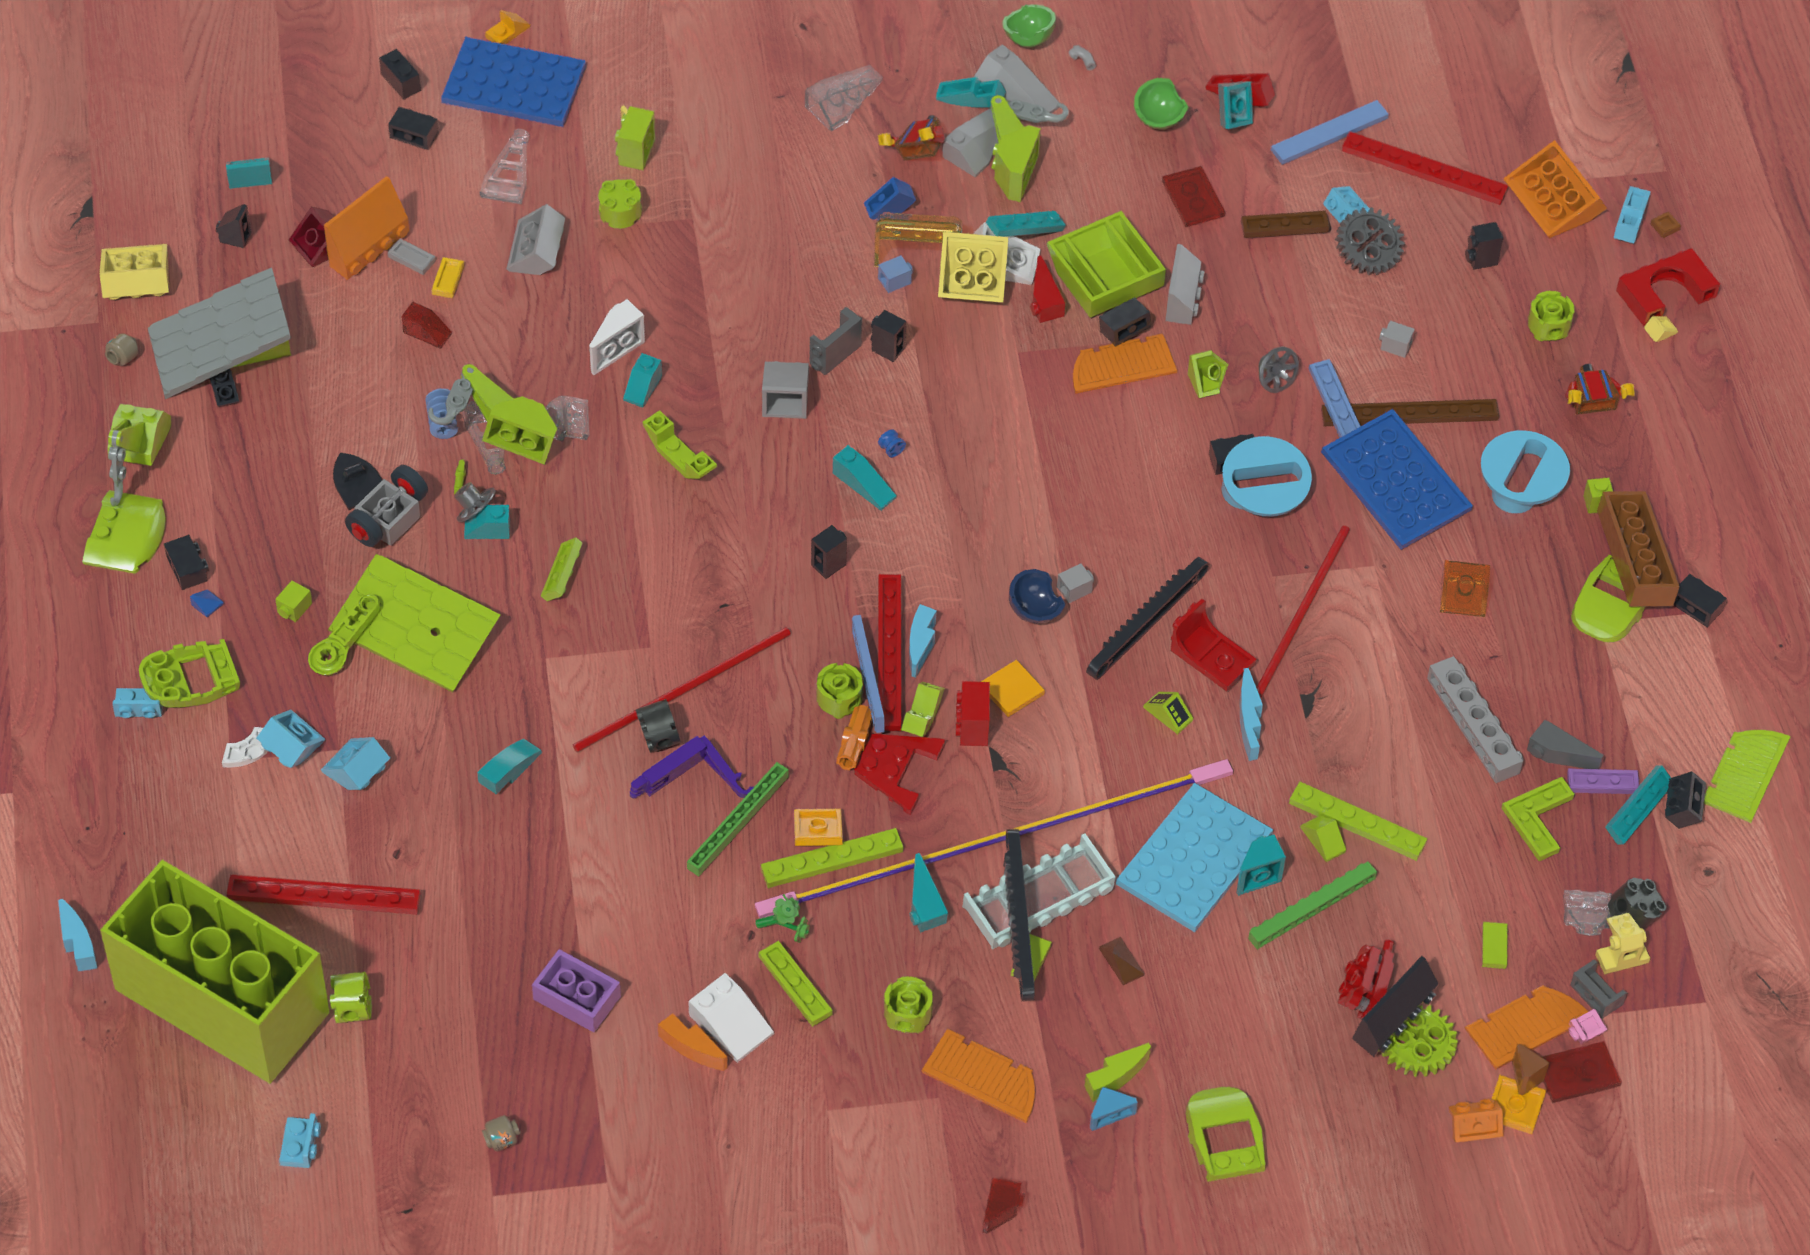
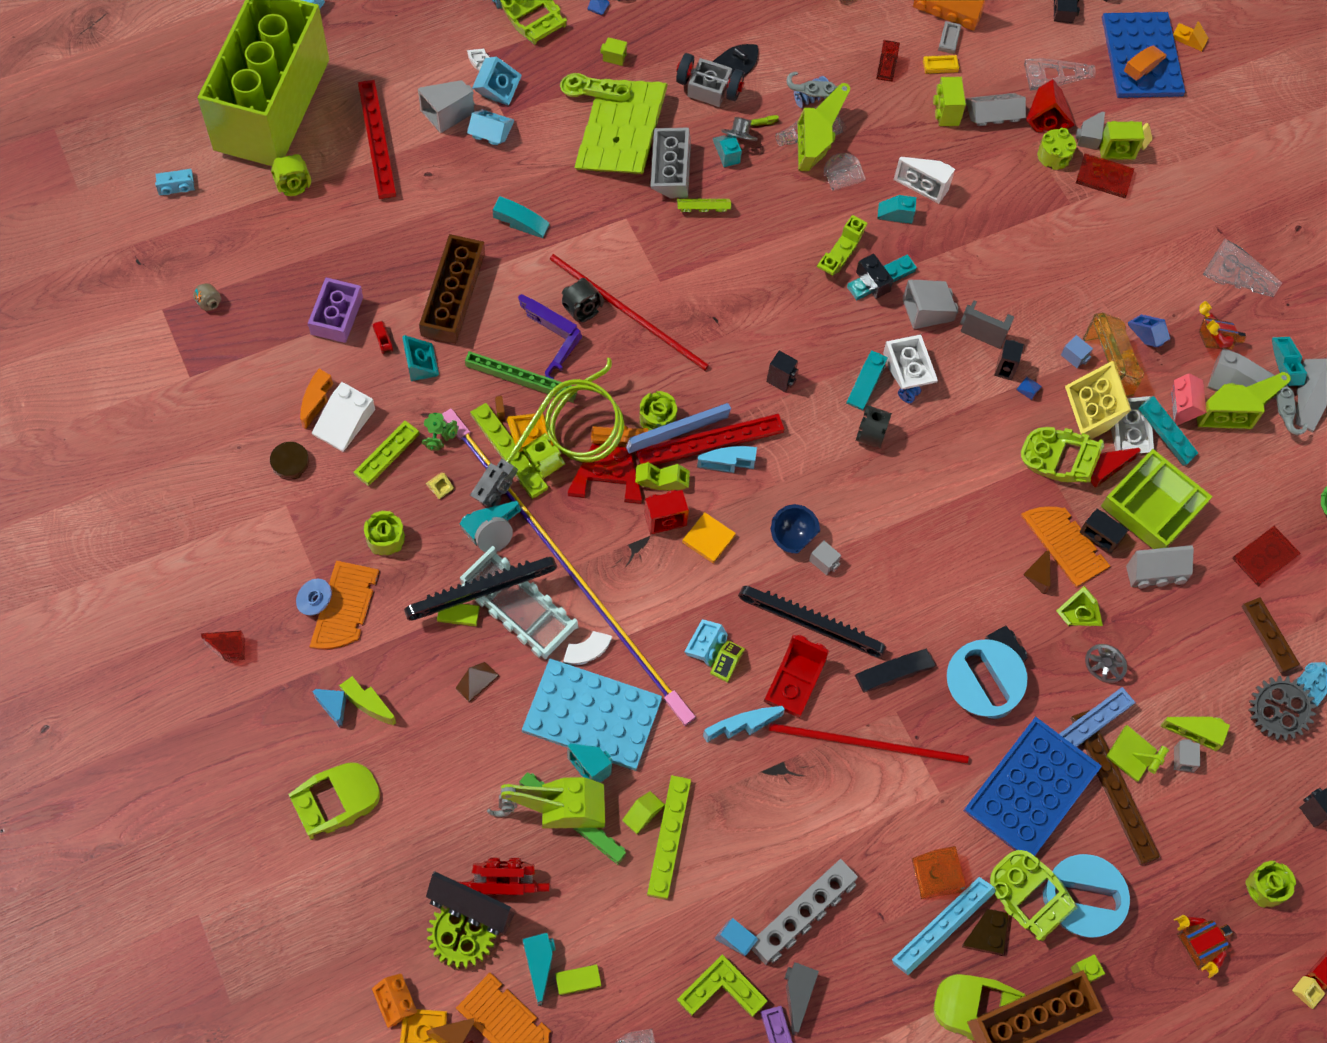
camera: 70 degrees right, 10 degrees up
(310, 800) = (446, 103): none -> light grey slope
(493, 580) = (671, 162): none -> light grey slope
(516, 280) = (949, 101): none -> lime brick
(537, 79) = (1144, 62): none -> orange slope
(561, 191) = (1049, 109): none -> red slope
(591, 857) = (452, 289): none -> reddish brown brick
(607, 162) = (1091, 132): none -> light grey slope
(623, 953) = (382, 336): none -> red bar
(669, 173) = (1104, 175): none -> clear red tile
(675, 922) = (420, 358): none -> teal slope
(727, 426) = (897, 269): none -> teal plate
(735, 425) = (874, 276): none -> black brick
(769, 1089) = (289, 460): none -> dark brown tile
(775, 849) = (500, 408): none -> dark orange tile
(854, 940) = (440, 485): none -> light yellow slope
(861, 814) = (543, 455): none -> lime brick
(862, 427) = (909, 362): none -> white slope
(882, 863) = (499, 478): none -> lime piece
(922, 333) = (1029, 388): none -> blue slope
(931, 486) = (873, 426): none -> pearl dark grey brick
(948, 892) = (493, 533): none -> light grey tile
(956, 1092) = (313, 597): none -> medium blue dish
(994, 193) = (1187, 398): none -> coral slope
(1007, 346) = (1045, 447): none -> lime slope
(1116, 841) = (588, 650): none -> white tile
(1140, 723) = (707, 642): none -> medium azure bracket
(1153, 394) = (1039, 573): none -> reddish brown slope
(1229, 558) = (894, 670): none -> black slope
(1301, 903) = (563, 802): none -> lime slope
(1376, 313) = (1203, 730): none -> lime slope
(1383, 382) = (1135, 754): none -> lime plate
(1468, 973) = (539, 959): none -> teal slope
(1488, 518) = (1017, 878): none -> lime slope
(1488, 784) = (736, 937): none -> dark azure slope
(1521, 602) = (943, 925): none -> medium azure plate
(1536, 568) = (989, 933): none -> dark brown wing

